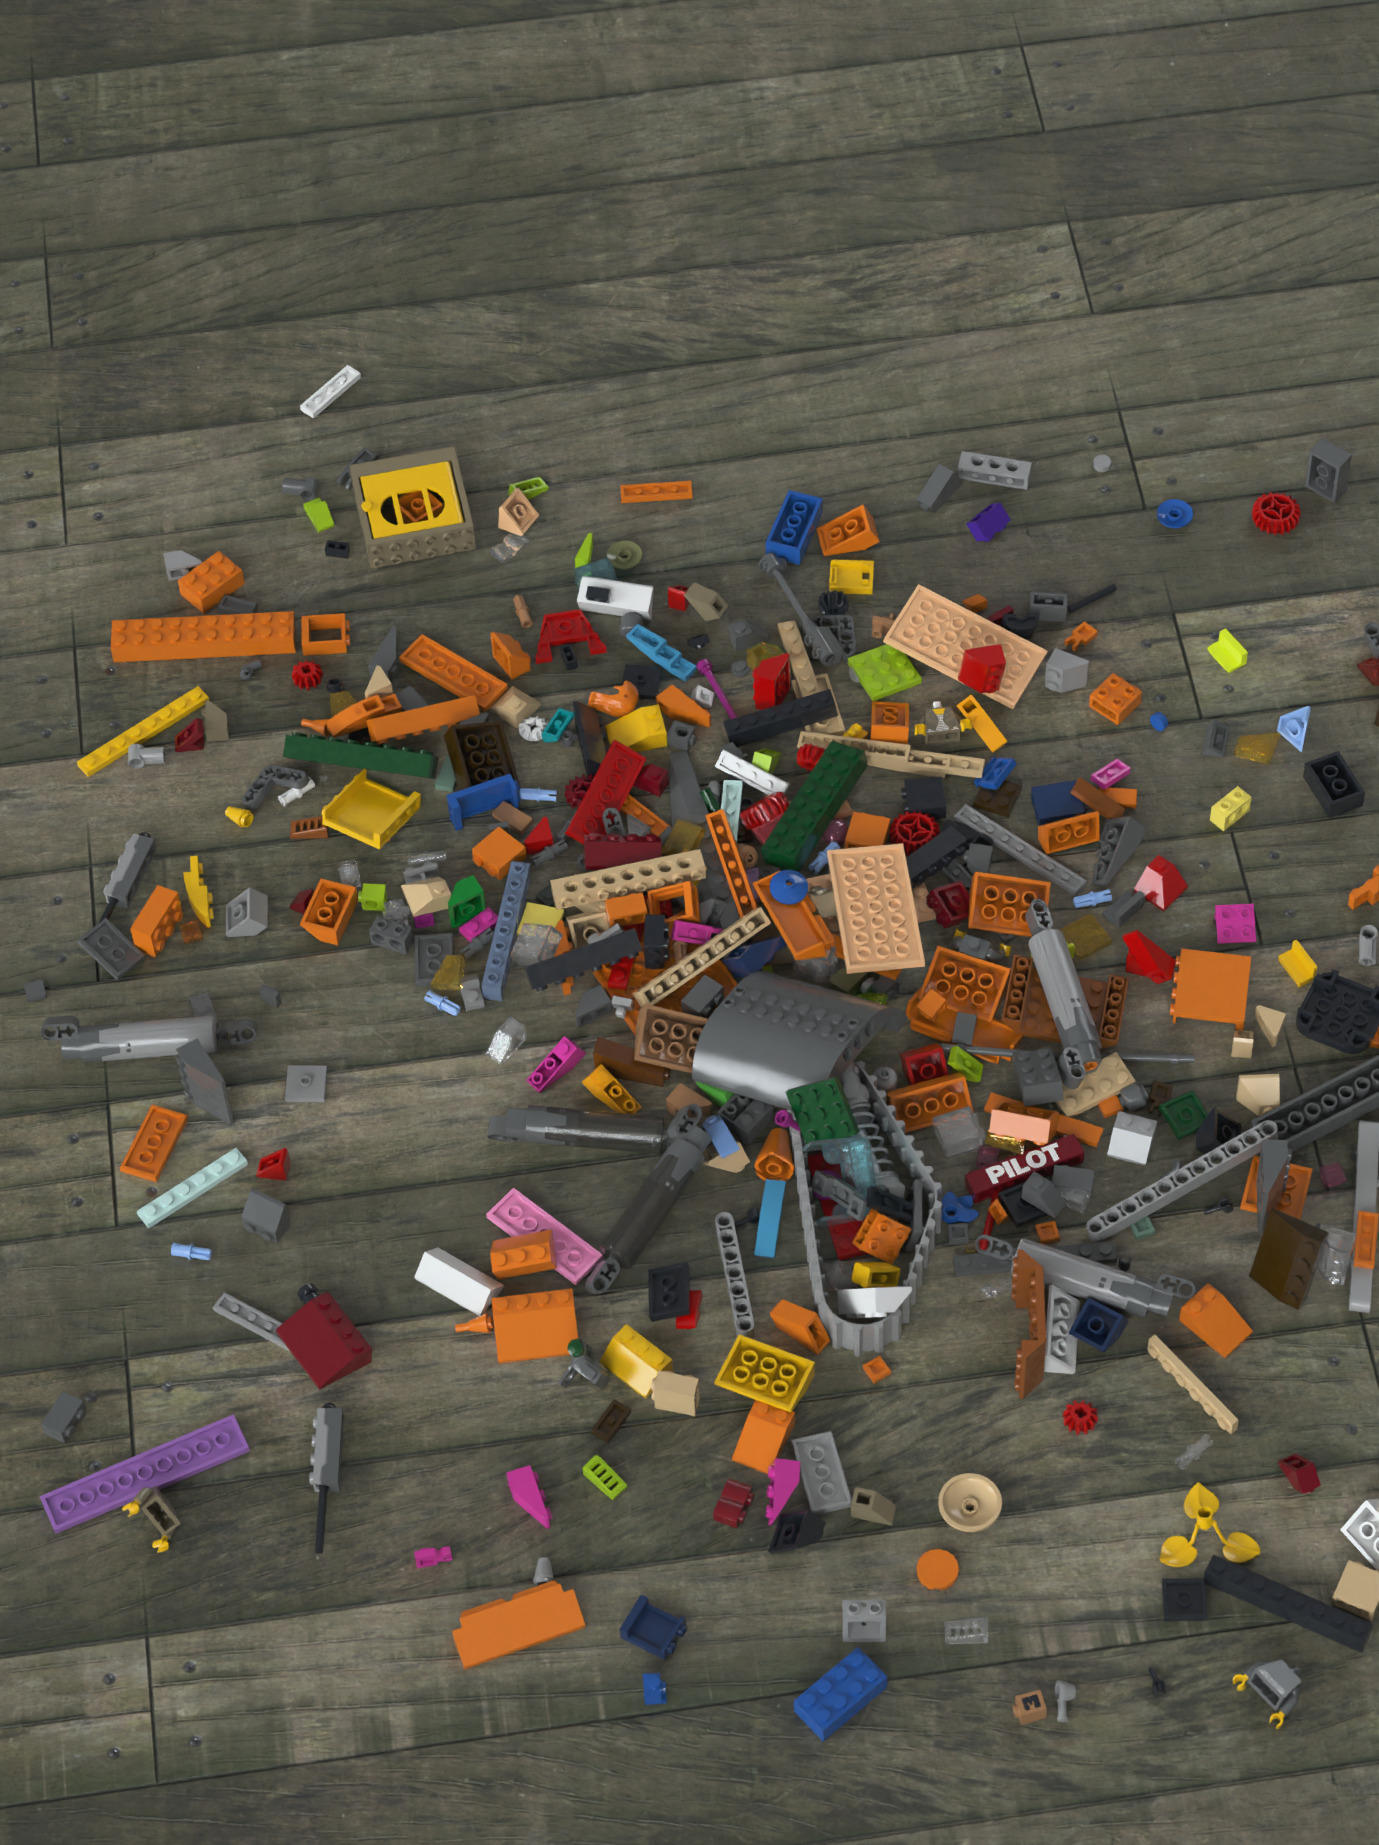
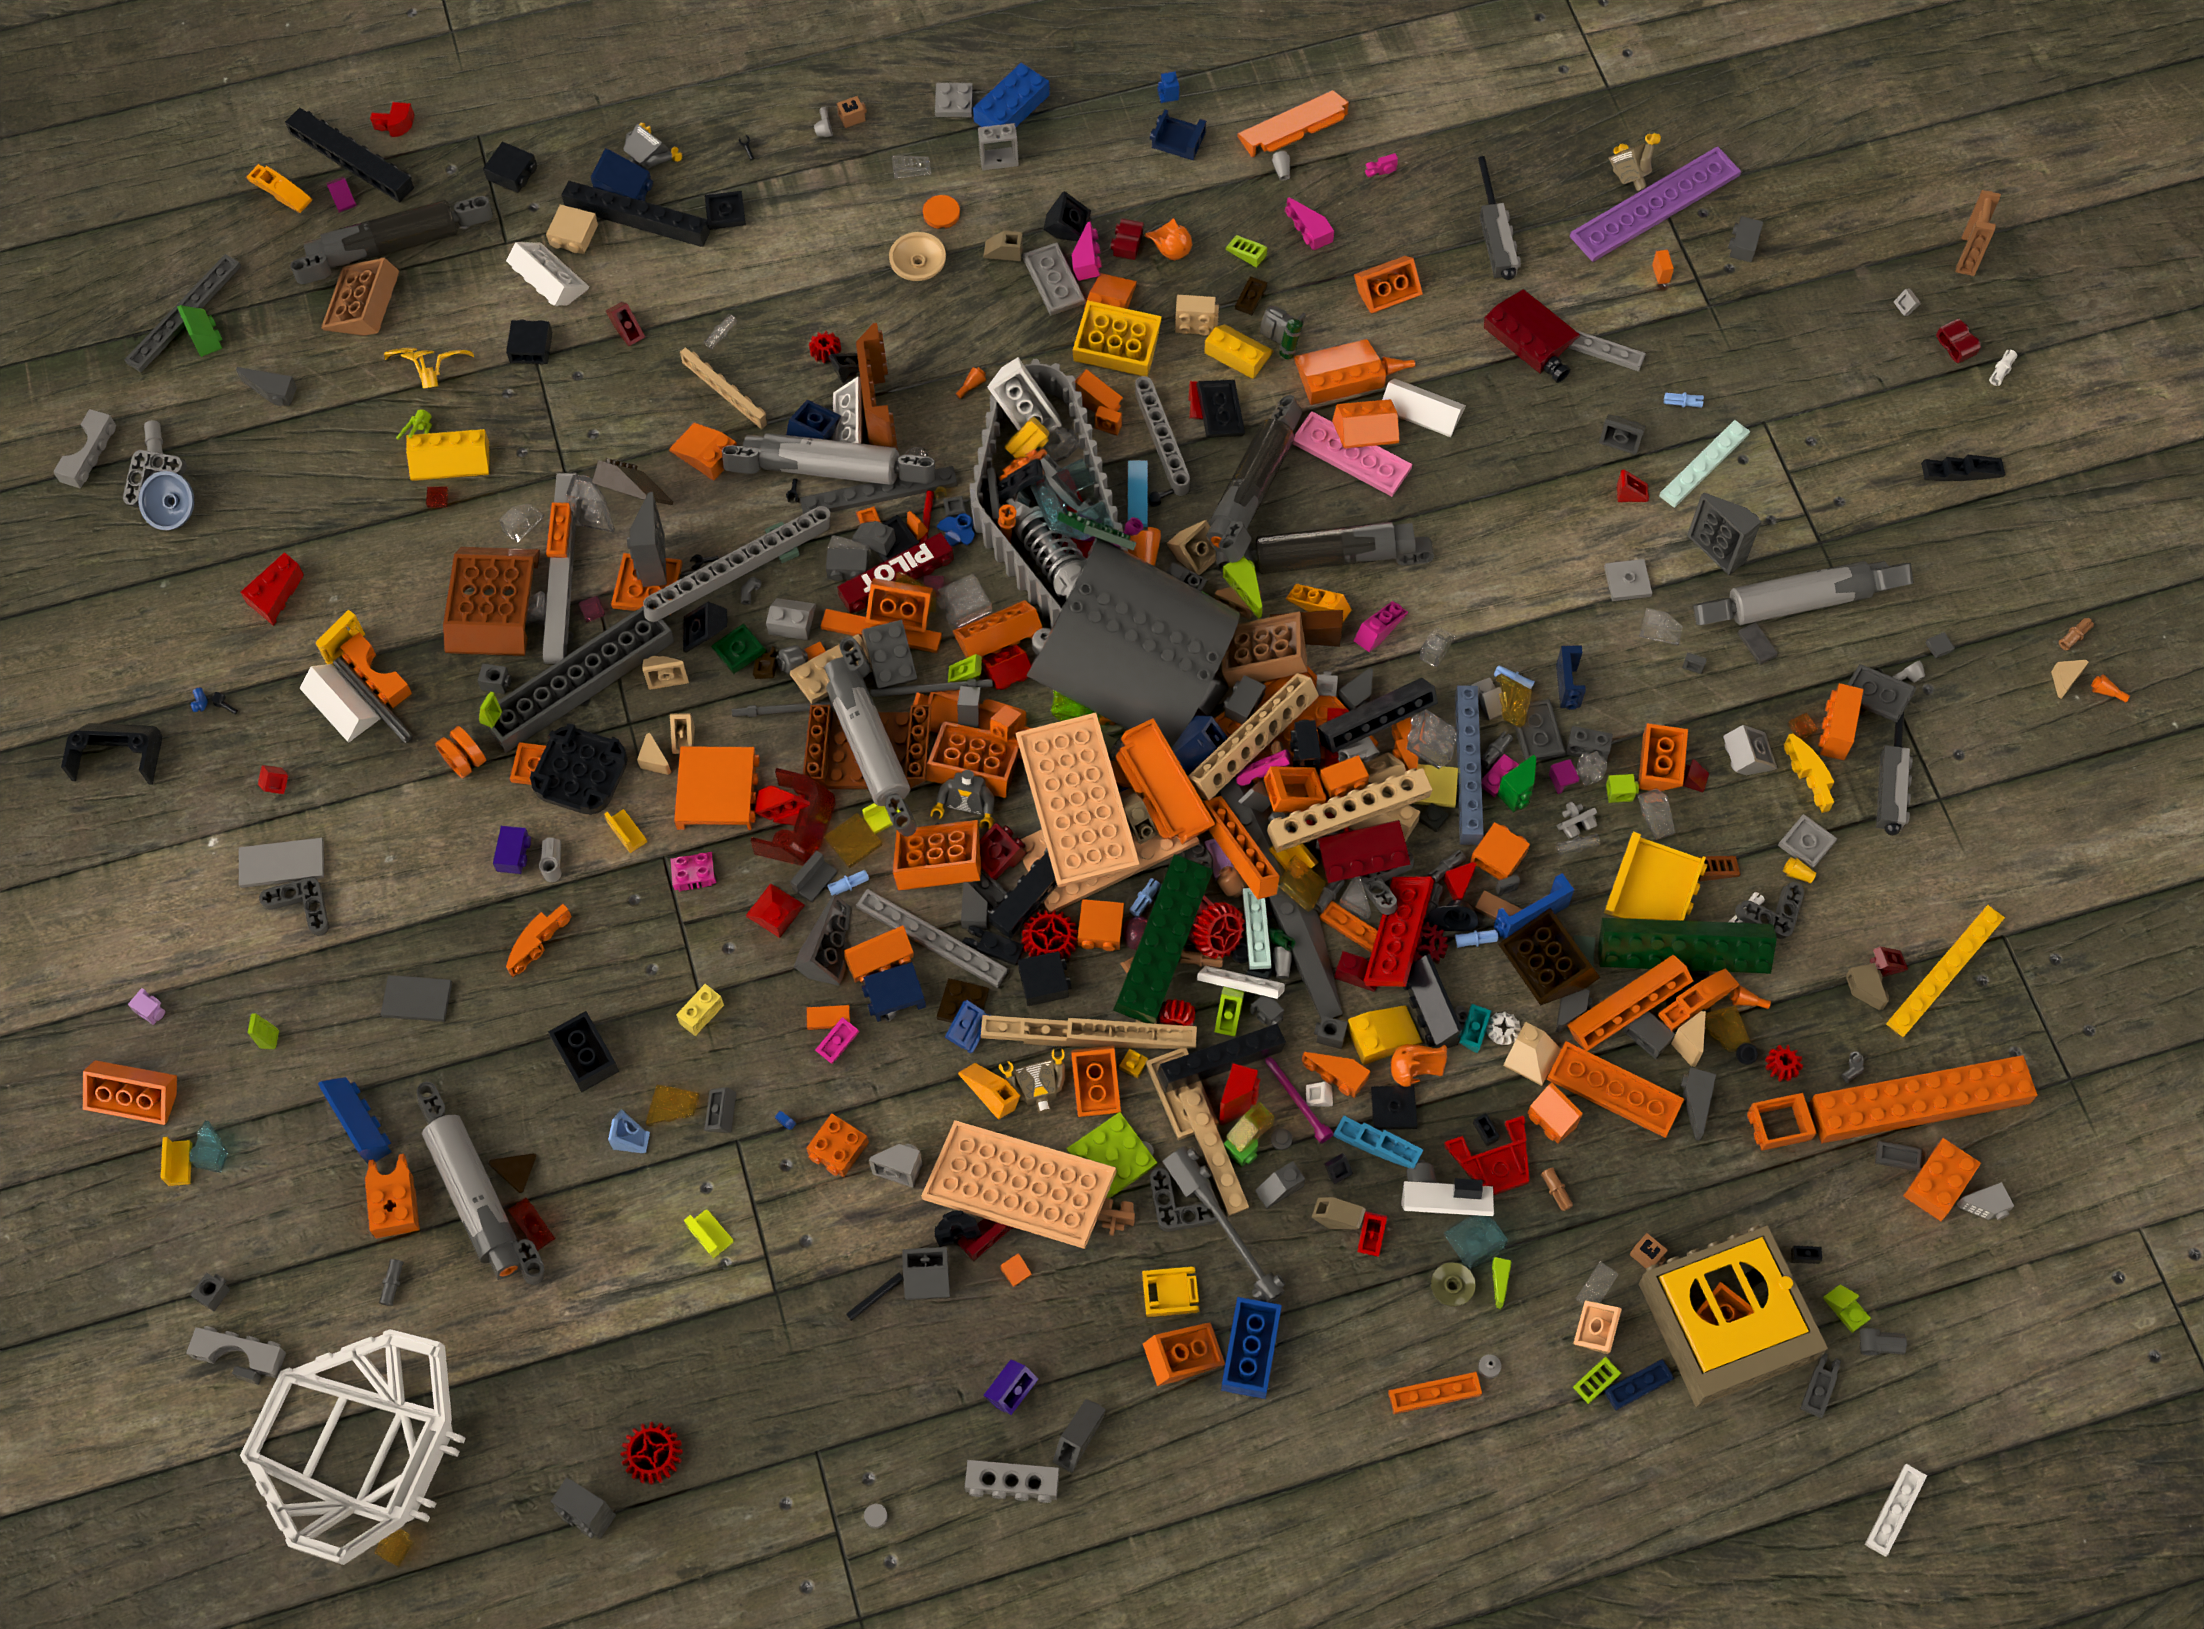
camera: 170 degrees right, 10 degrees up
(71, 968) = (1913, 672): none -> light grey bar
(139, 755) = (1935, 932): light grey piece -> none
(154, 1143) = (1760, 494): orange tile -> none
(163, 1394) = (1663, 266): none -> orange piece
(223, 838) = (1807, 841): none -> light grey plate
(292, 1032) = (1660, 627): none -> clear slope
(391, 1000) = (1568, 662): none -> dark blue panel
(427, 895) = (1563, 780): tan slope -> none
(461, 1416) = (1388, 284): none -> orange slope
(462, 560) = (1649, 1252): none -> medium nougat brick
(494, 485) = (1639, 1384): none -> dark blue tile
(552, 810) = (1455, 916): none -> black piece
(609, 506) = (1492, 1370): none -> light grey tile
(679, 1092) = (1243, 580): none -> lime slope
(686, 1492) = (1172, 240): none -> orange piece
(720, 1136) = (1198, 550): medium blue slope -> none
(788, 894) = (1174, 826): blue dish -> none
(788, 1293) = (1108, 420): none -> orange piece
(833, 603) = (1185, 1234): black gear -> none
(907, 1172) = (1007, 521): none -> orange pin
(907, 1715) = (953, 99): none -> light grey plate
(922, 1363) = (974, 379): none -> orange cone
(983, 668) = (992, 1124): red slope -> none
(1057, 1389) = (844, 364): none -> black slope
(1082, 634) = (881, 1235): orange plate -> none
(1096, 799) = (849, 995): dark orange tile -> none
(1124, 965) = (811, 824): none -> clear red windscreen
(1174, 513) = (779, 1424): blue dish -> none
(1203, 1505) = (711, 292): yellow plant -> none
(1303, 1641) = (621, 176): none -> dark blue slope

